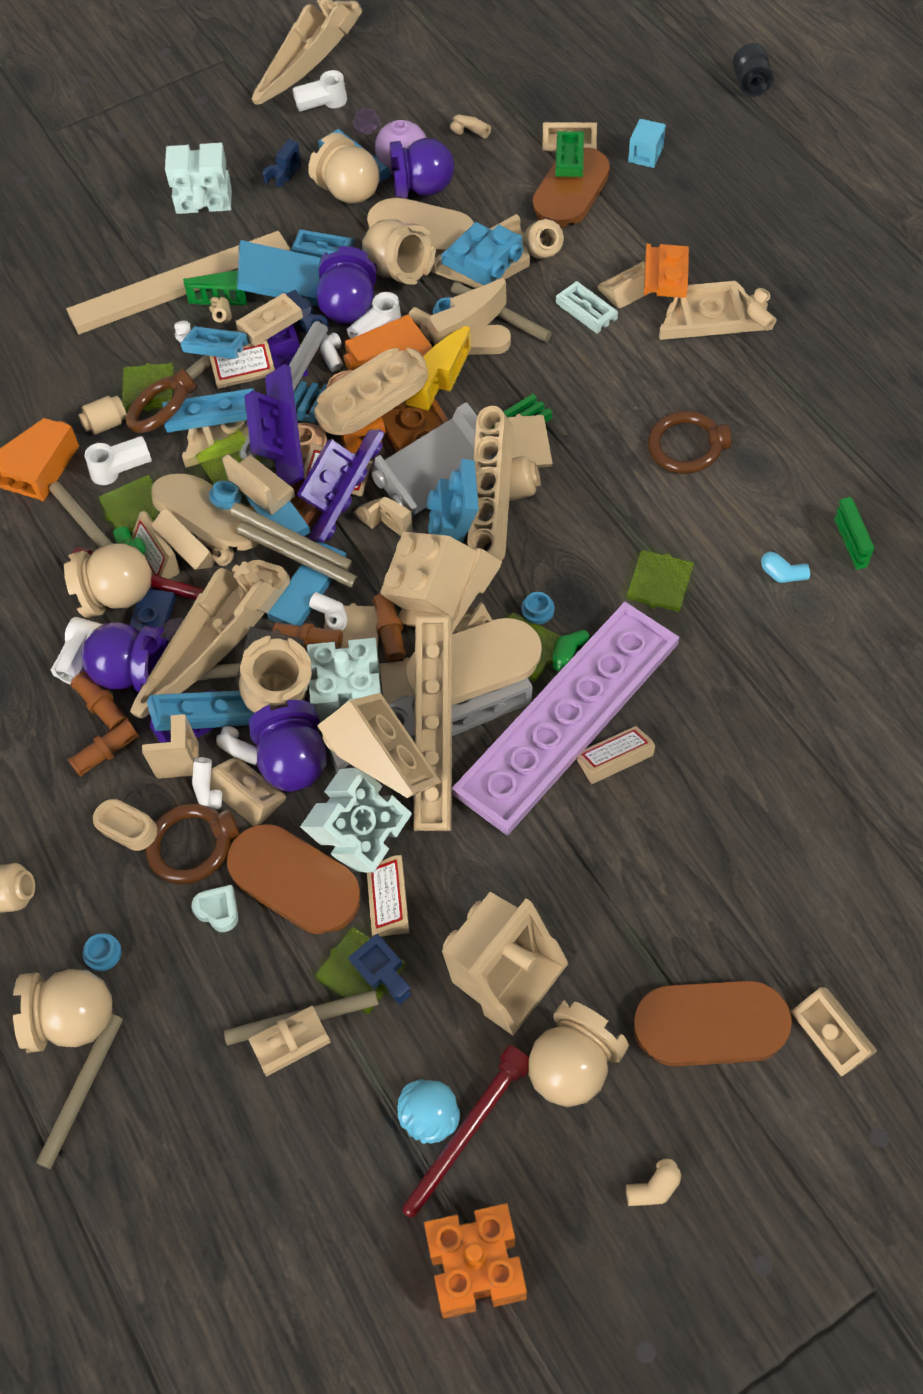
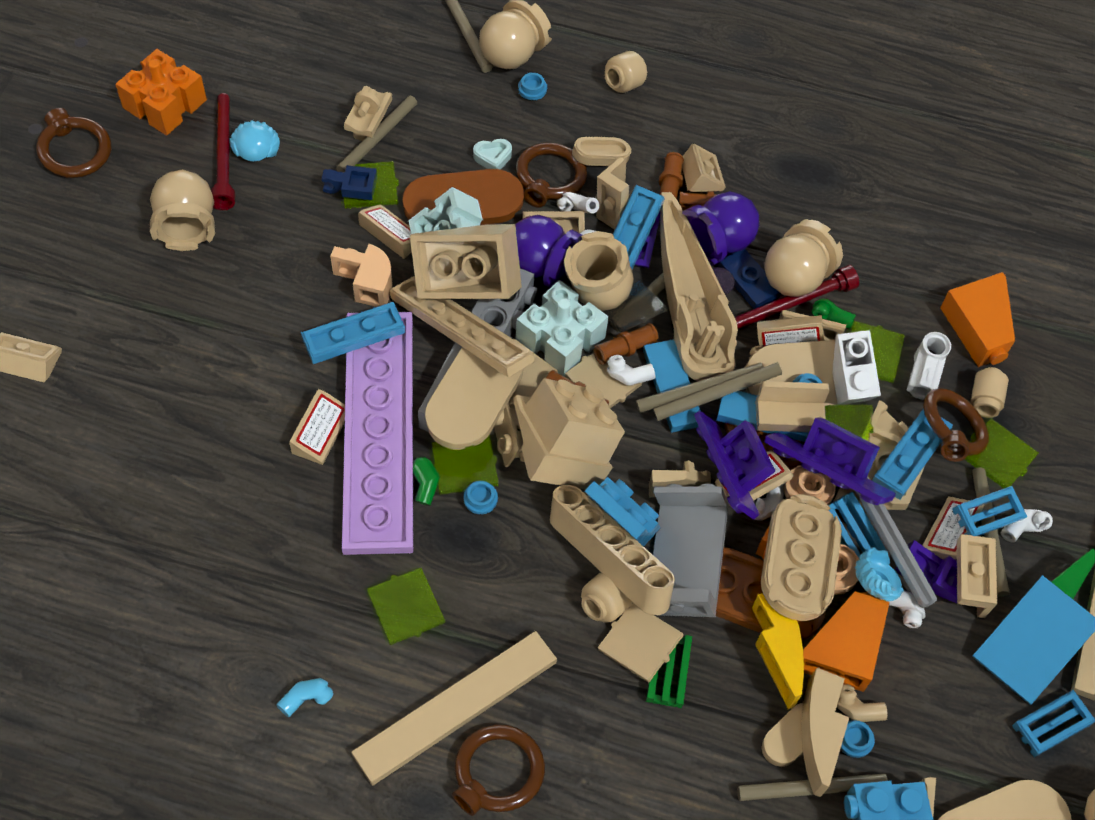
camera: 130 degrees right, 0 degrees up
(69, 660) = (771, 225): white piece -> none
(70, 732) = (702, 170): none -> tan slope
(79, 514) = (889, 310): dark tan bar -> none
(186, 466) = (855, 368): none -> white slope
(220, 310) = (1032, 566): tan arm -> none
(307, 312) = (969, 618): dark blue plate -> none
(334, 356) = (878, 576): none -> medium azure hair
(345, 284) = (958, 663): dark purple tile -> none
(384, 310) = (901, 664): white piece -> none
(399, 250) = (965, 747): tan tile -> none
(449, 852) = (368, 269): none -> light nougat brick
(504, 959) = (275, 226): tan piece -> none
(520, 801) = (353, 332): none -> dark azure tile
(616, 1317) = (61, 124): none -> reddish brown piece
(659, 1187) = (82, 192): tan arm -> none
(683, 494) = (453, 708): none -> tan tile
(712, 1023) = (110, 303): dark orange tile -> none
(854, 533) = (263, 778): green tile -> none

